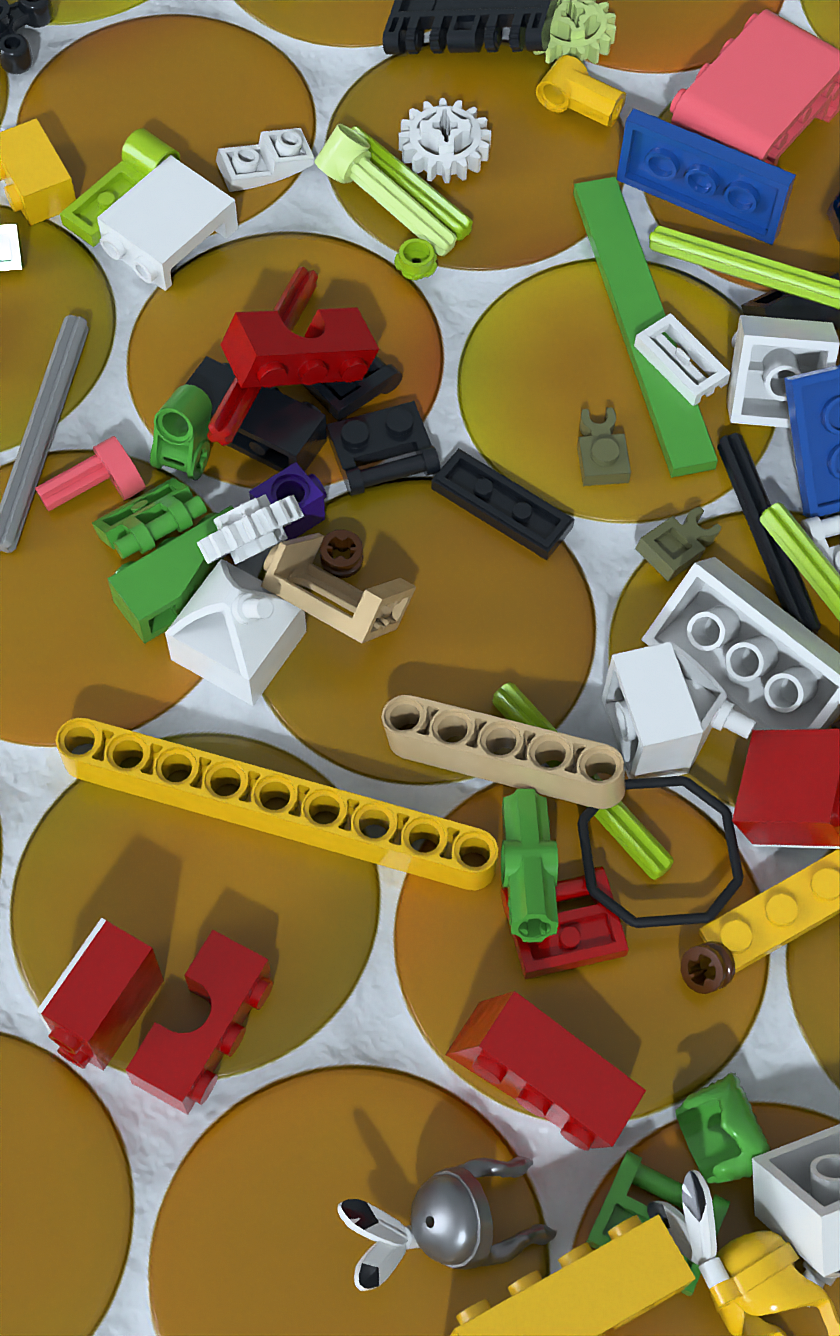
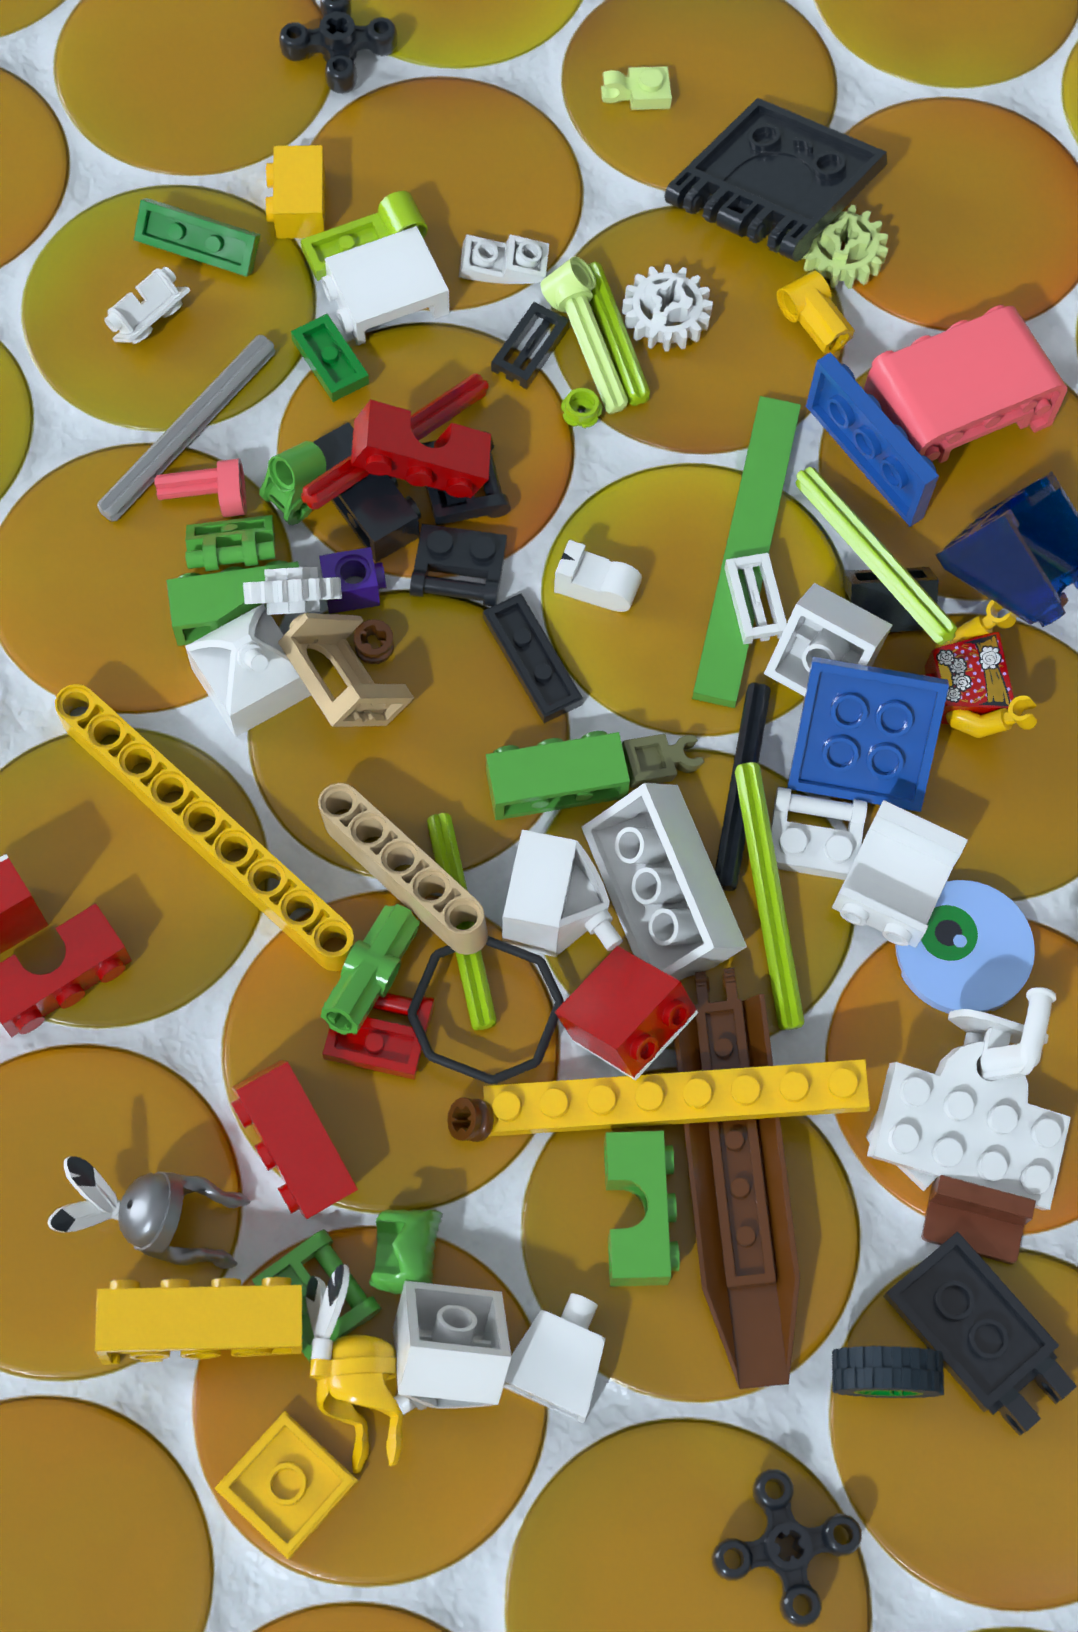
camera: 25 degrees right, 5 degrees up
(148, 309) = (330, 357): none -> green plate
(331, 252) = (514, 371): none -> black tile
(522, 405) = (596, 579): none -> white leg
(593, 599) = (557, 775): none -> bright green brick
(601, 454) = (644, 651): olive plate -> none

